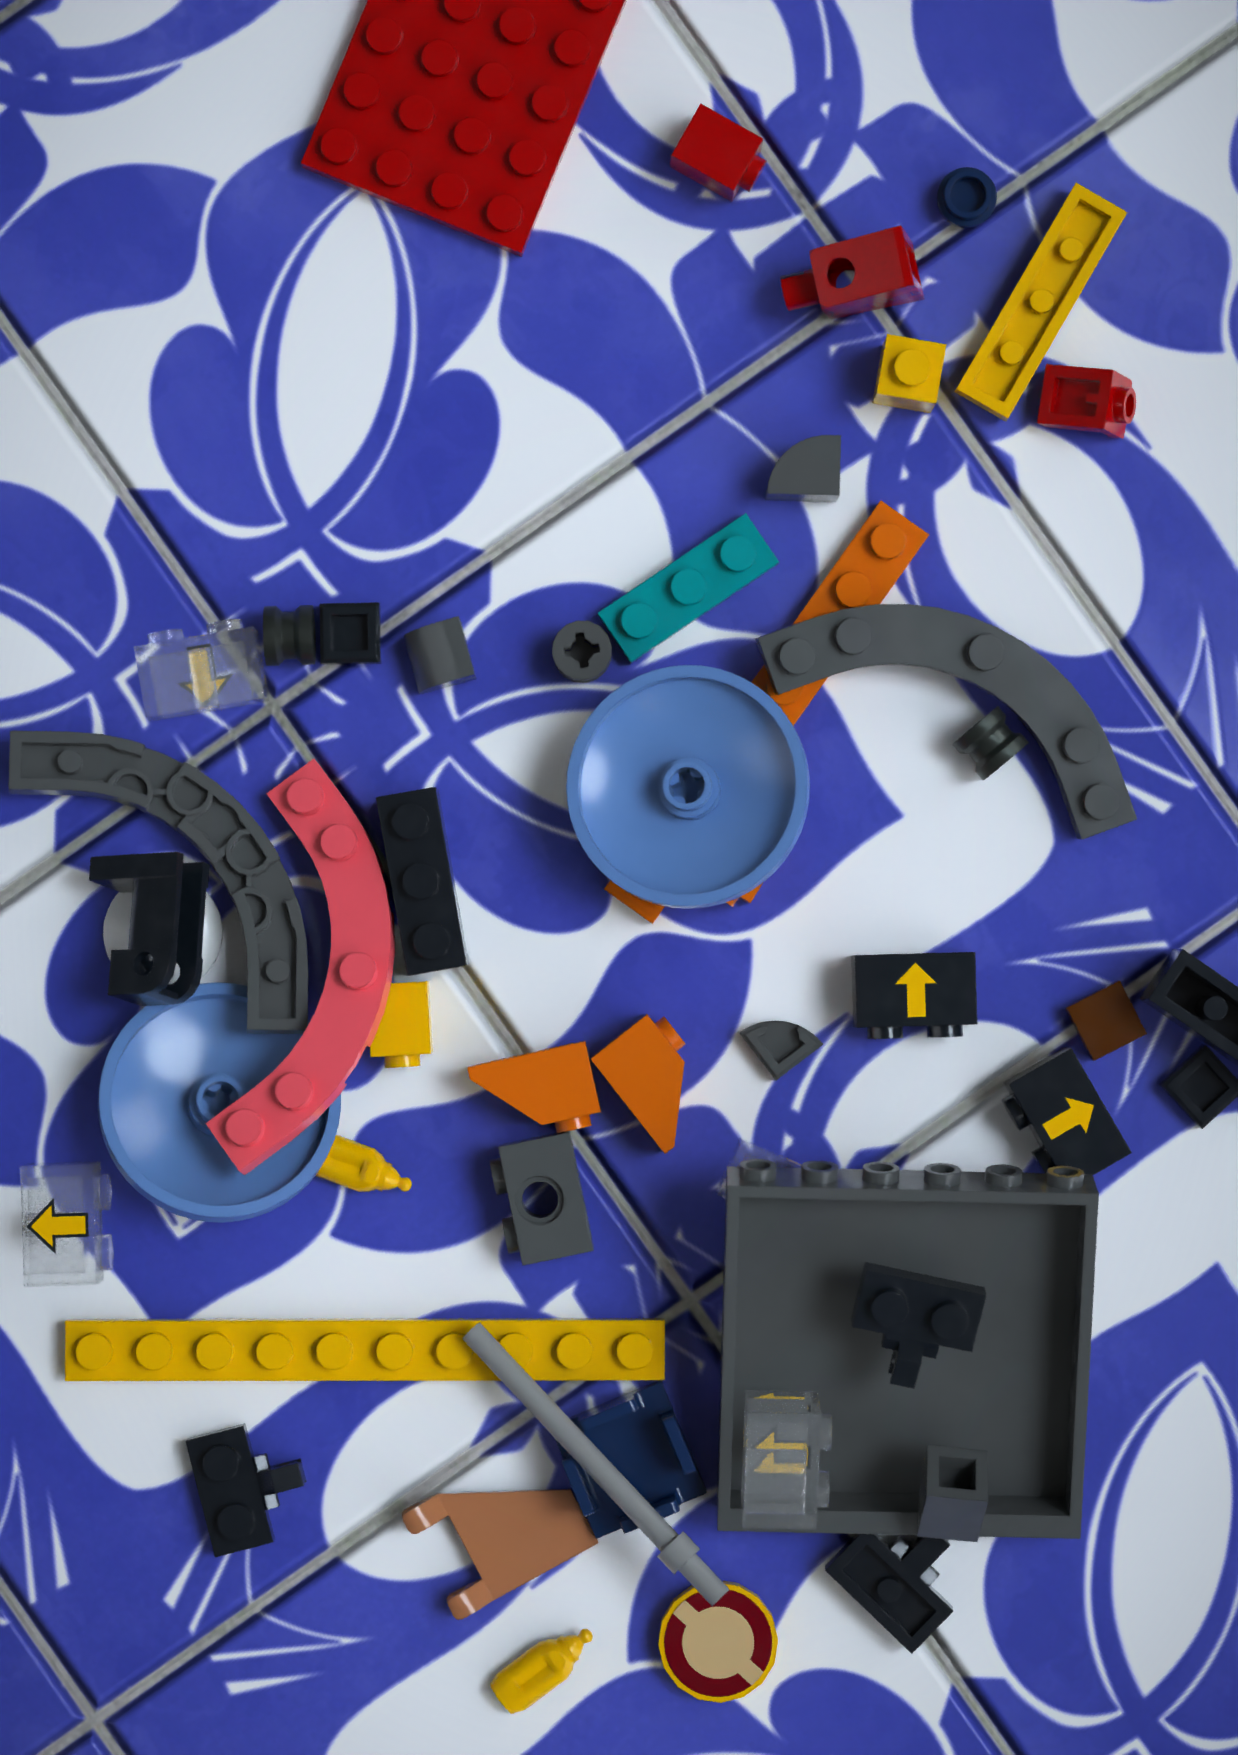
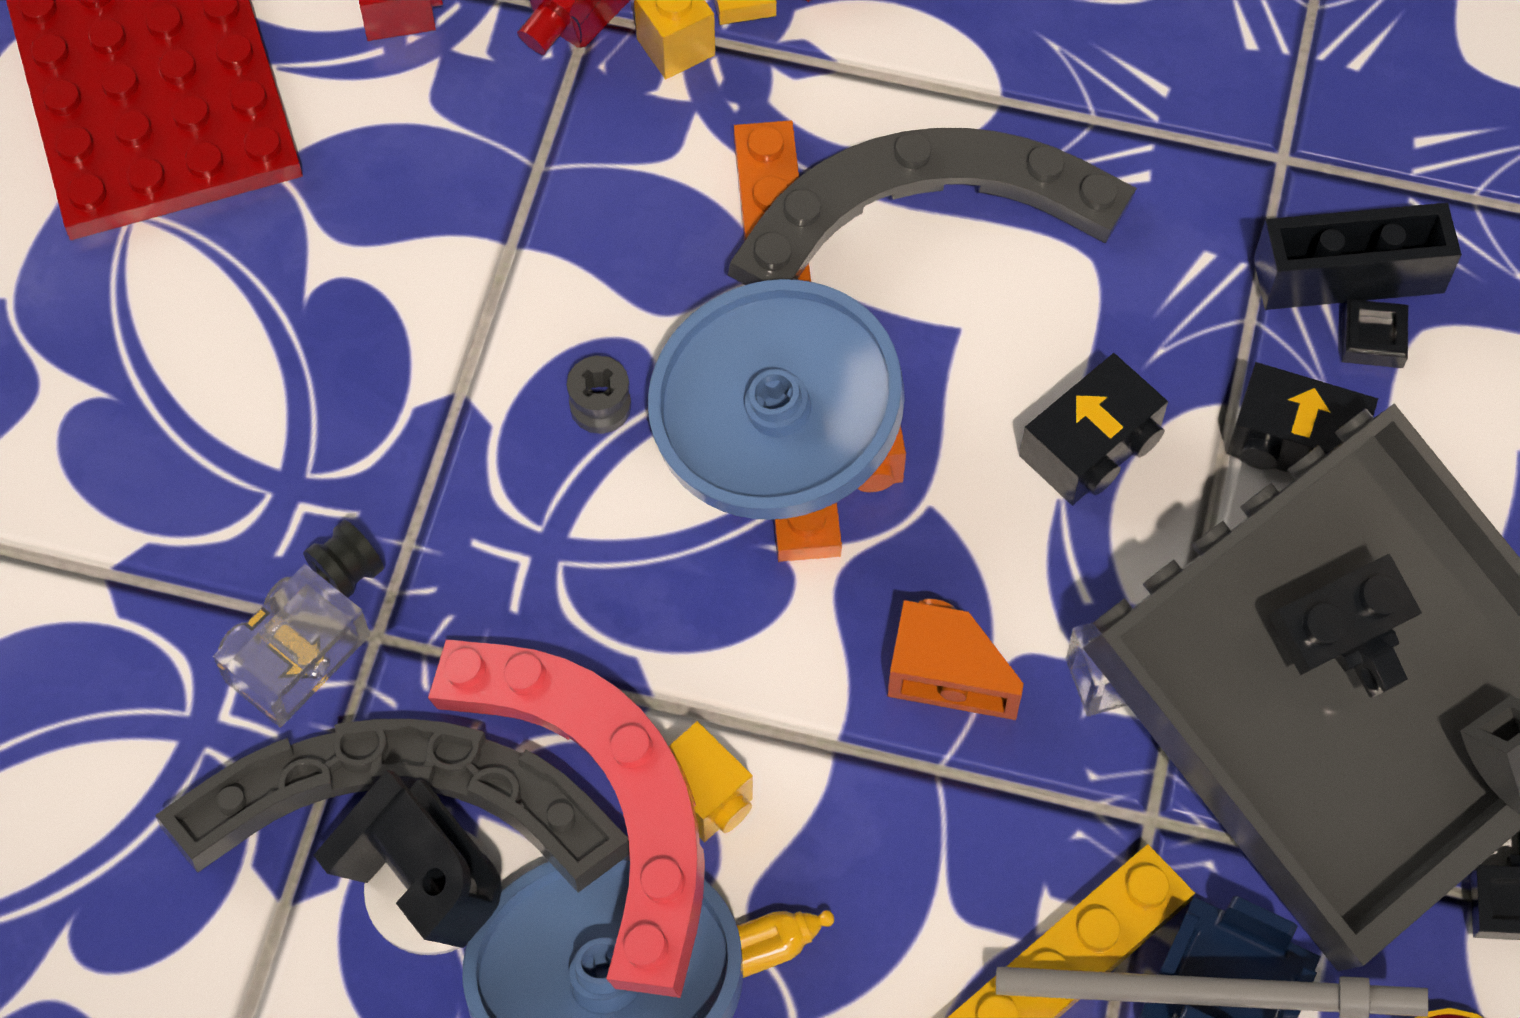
camera: 40 degrees left, 25 degrees down
(350, 633) = (397, 528): black tile -> none
(422, 881) = (601, 633): black brick -> none
(439, 655) = (485, 479): dark grey brick -> none
(545, 1085) = (869, 735): orange slope -> none
(564, 1229) = (940, 790): dark grey brick -> none
(688, 588) = (644, 291): teal plate -> none
(780, 1045) = (1029, 560): dark grey tile -> none
(783, 1458) = (1361, 840): clear brick -> none
(808, 471) = (662, 143): dark grey brick -> none
(990, 743) = (976, 217): pearl dark grey wheel -> none
(1105, 1020) = (1256, 338): reddish brown tile -> none

